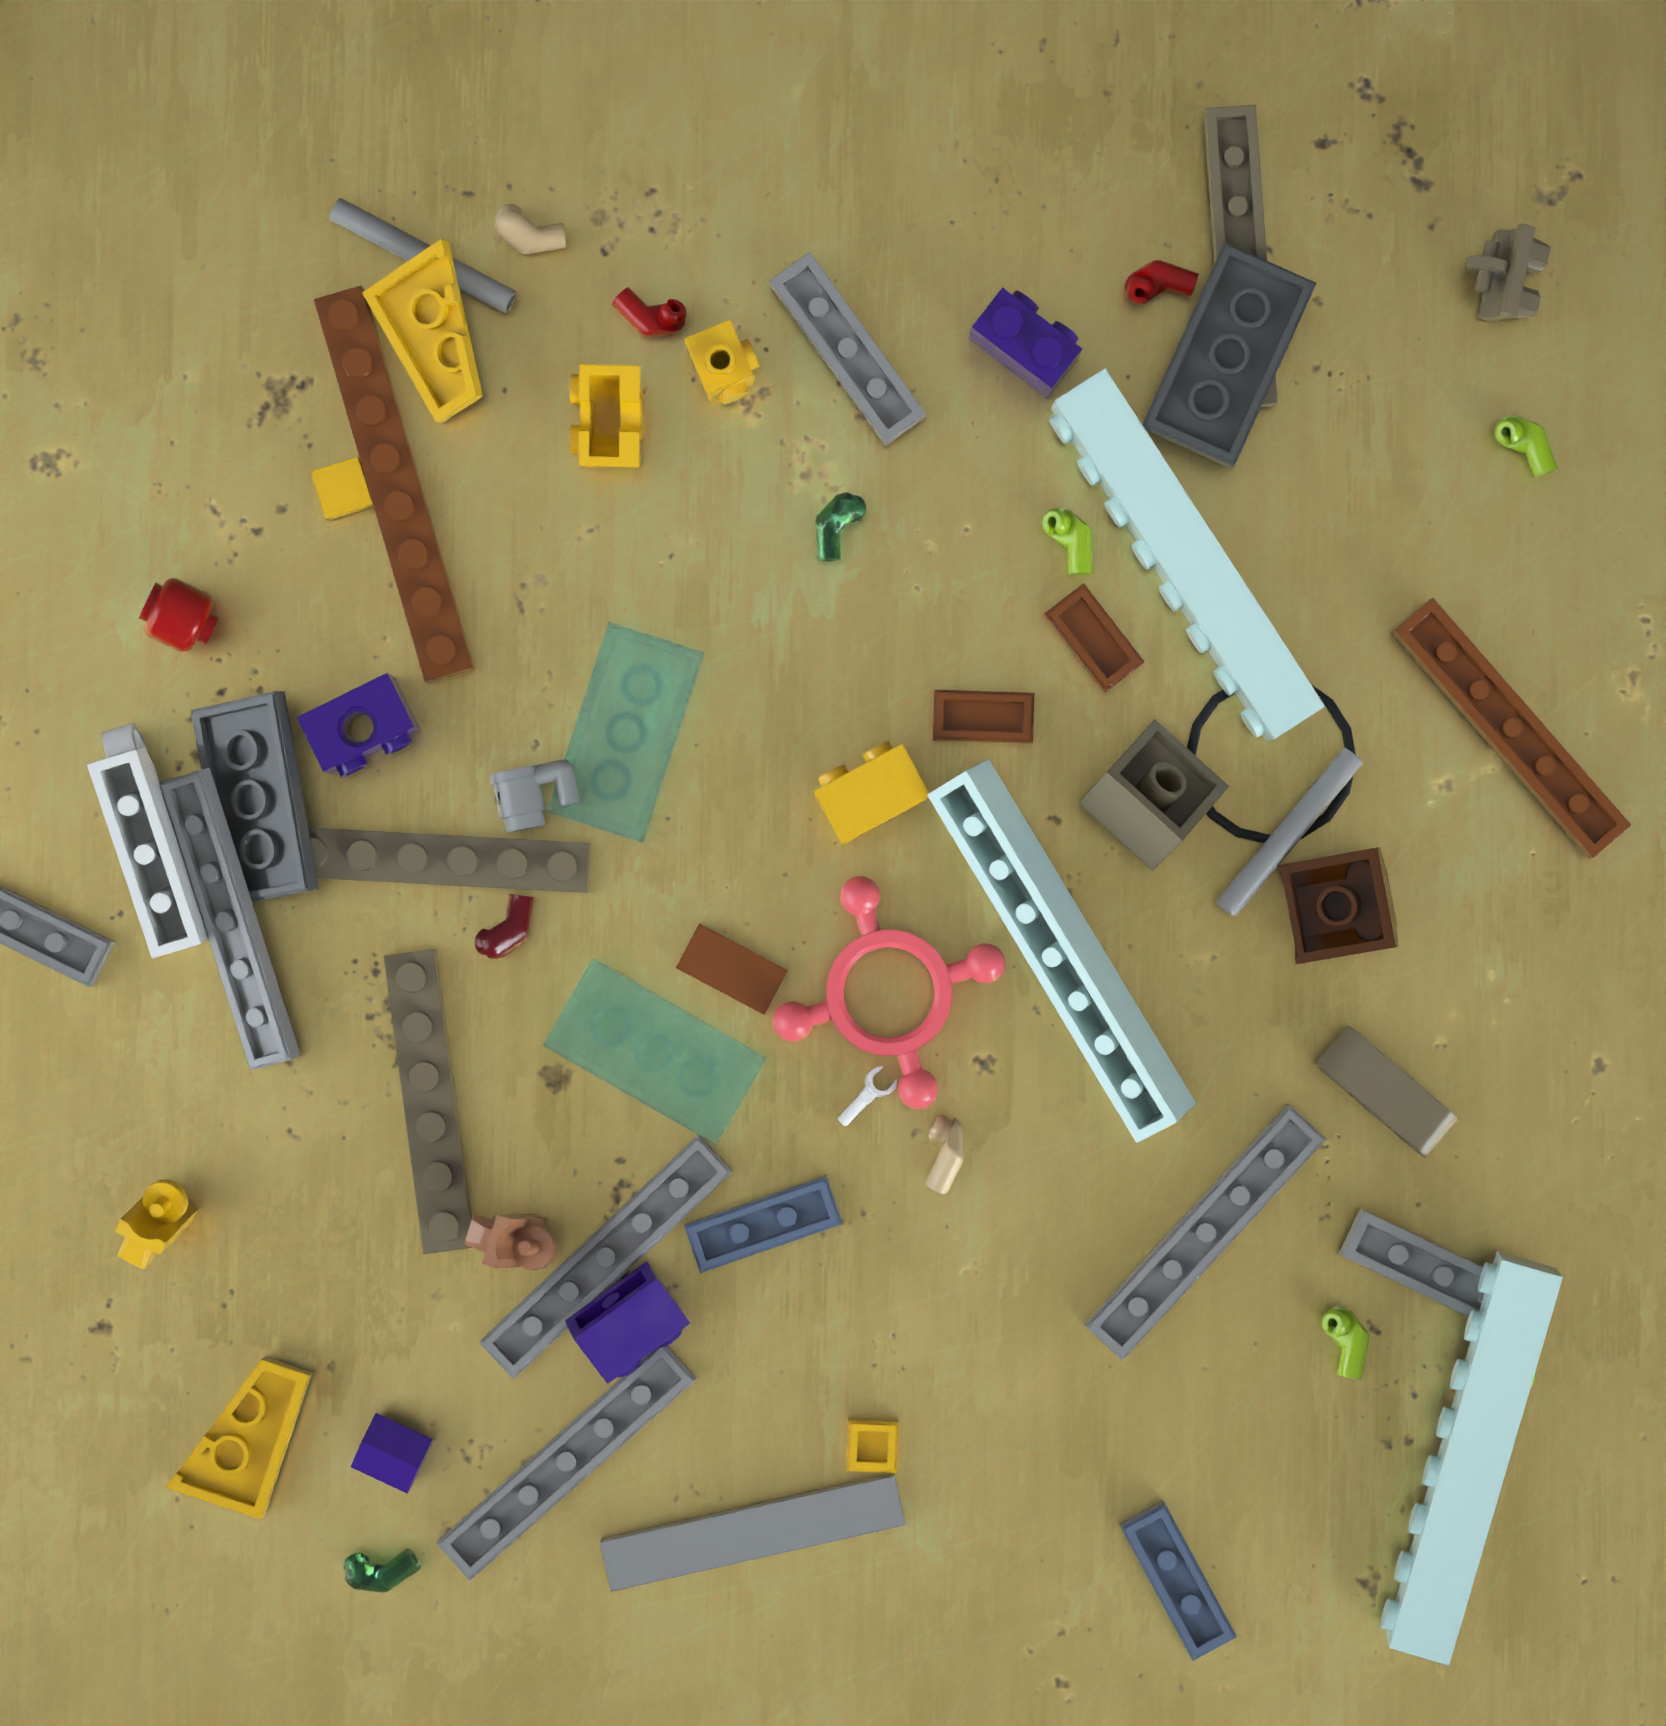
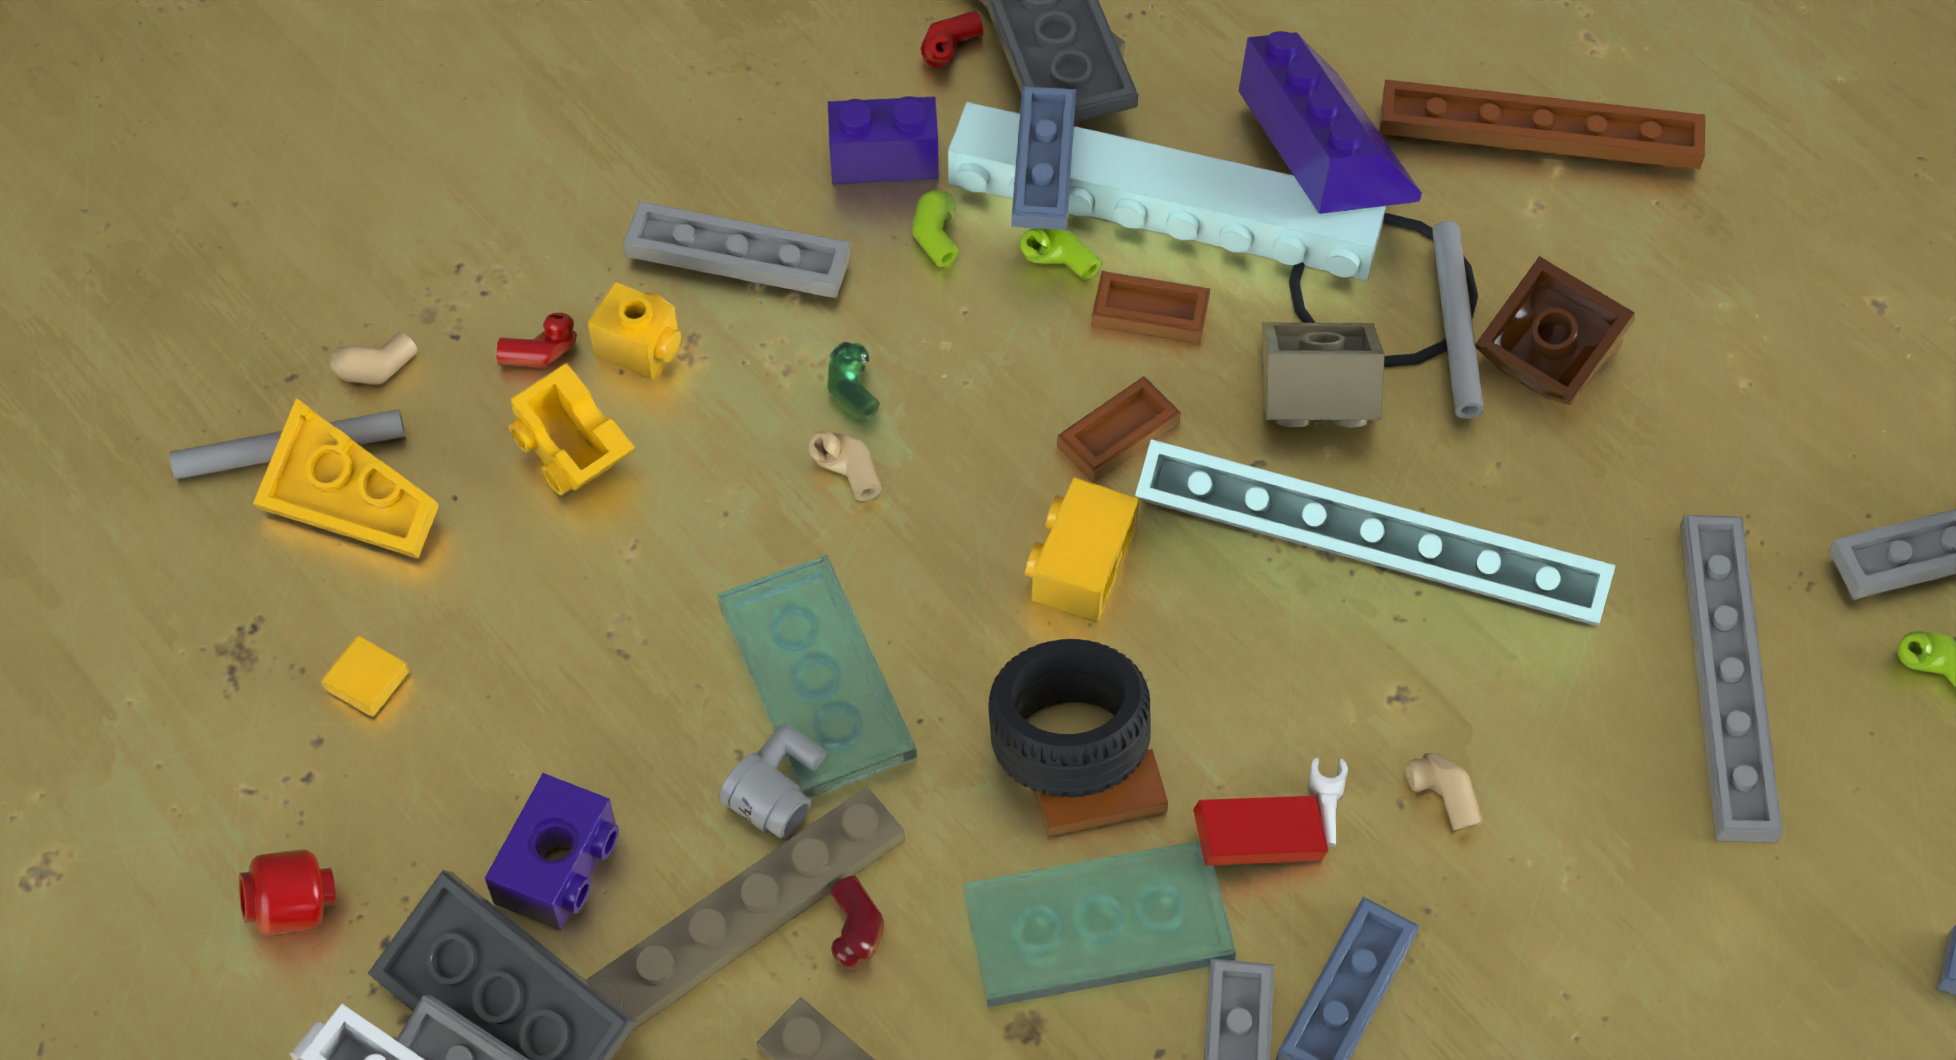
camera: 45 degrees left, 30 degrees down
(394, 484) = (429, 644): dark orange plate -> none
(757, 863) = (1070, 762): none -> black tyre
(783, 587) = (847, 458): none -> tan arm
(802, 1082) = (1260, 830): none -> red tile
(917, 1086) = (1317, 602): coral piece -> none
(1000, 438) = (928, 226): none -> lime arm
(1112, 468) = (1044, 158): none -> sand blue tile
(1338, 610) = (1320, 127): none -> dark purple slope
(1386, 1091) = (1747, 440): dark tan beam -> none

